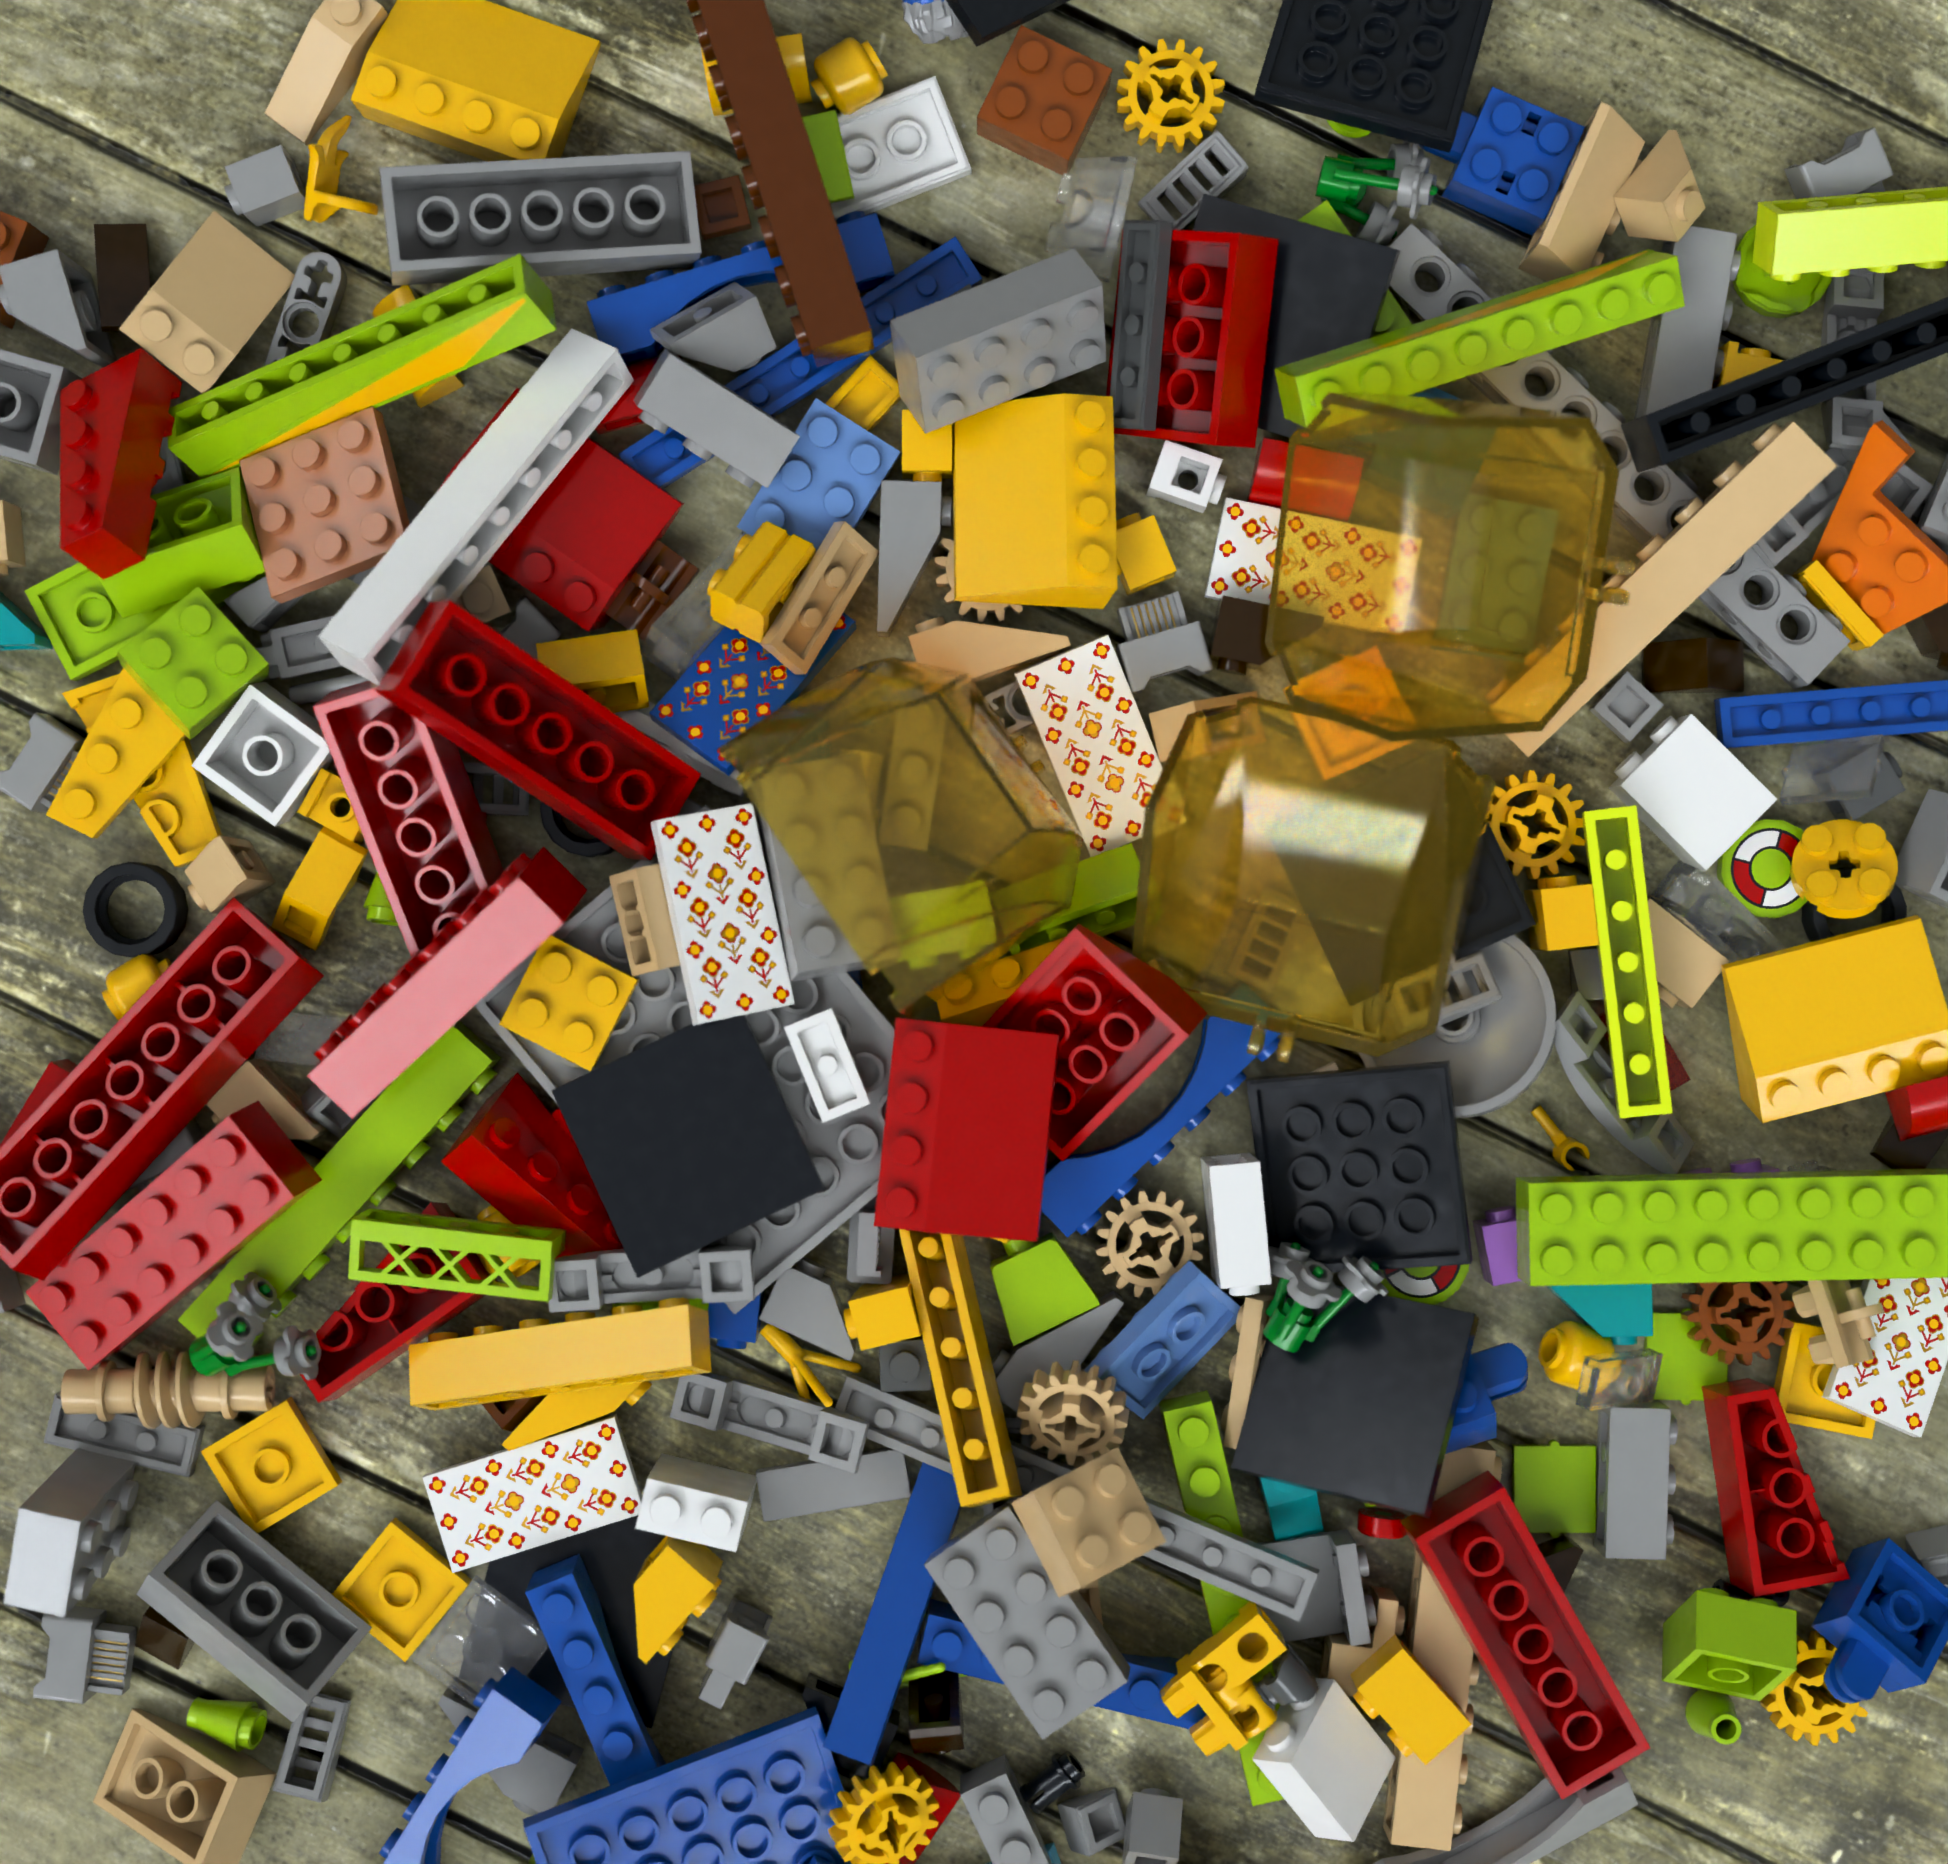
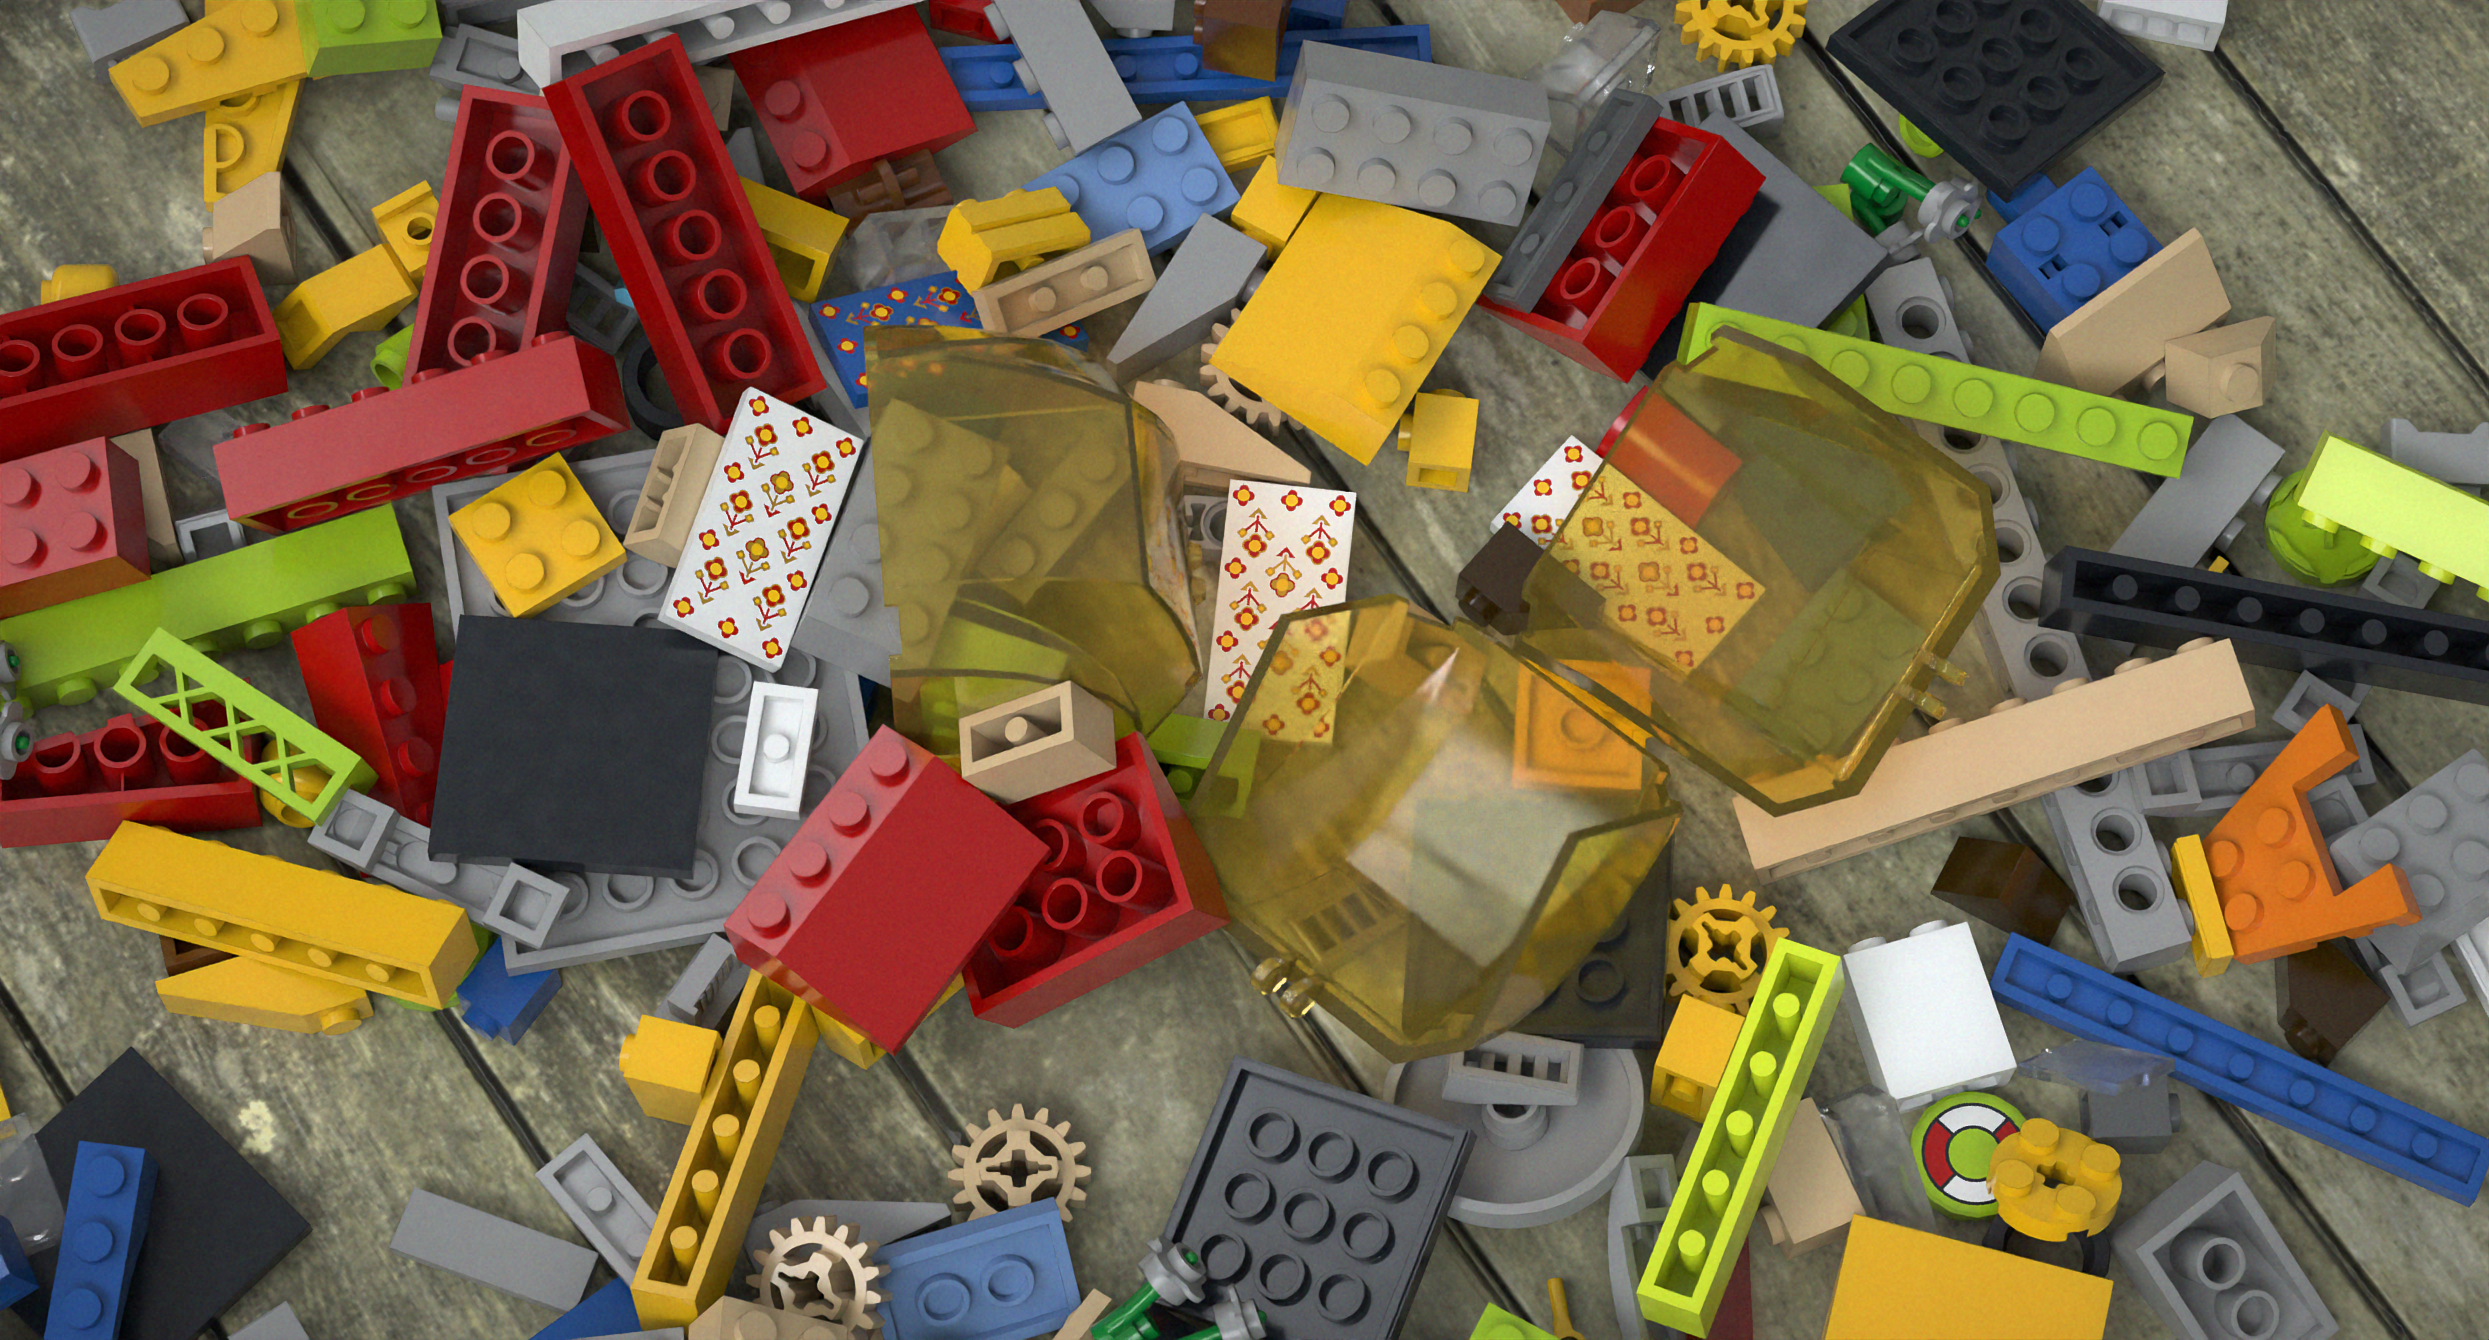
camera: 25 degrees right, 20 degrees down
(97, 902) = (124, 181): black tyre -> none
(266, 753) = (376, 135): white brick -> none
(534, 1493) = (154, 1065): white tile -> none
(671, 1584) = (239, 1237): yellow slope -> none
(696, 1502) = (332, 1160): white brick -> none
(771, 1417) = (467, 1129): light grey slope -> none
(795, 1356) = (541, 1092): yellow plant -> none
(809, 1308) = (586, 1027): light grey slope -> none
(904, 1366) = (653, 1147): dark grey brick -> none
(1013, 975) = (1037, 743): none -> tan brick
(1039, 1287) = (864, 1144): lime torso -> none
(1089, 1179) = (981, 1067): blue arch -> none
(1160, 642) = (1410, 545): light grey piece -> none
(1178, 460) = (1538, 370): white brick -> none
(1236, 1222) = (1131, 1192): white brick -> none
(1626, 707) = (1900, 889): light grey plate -> none

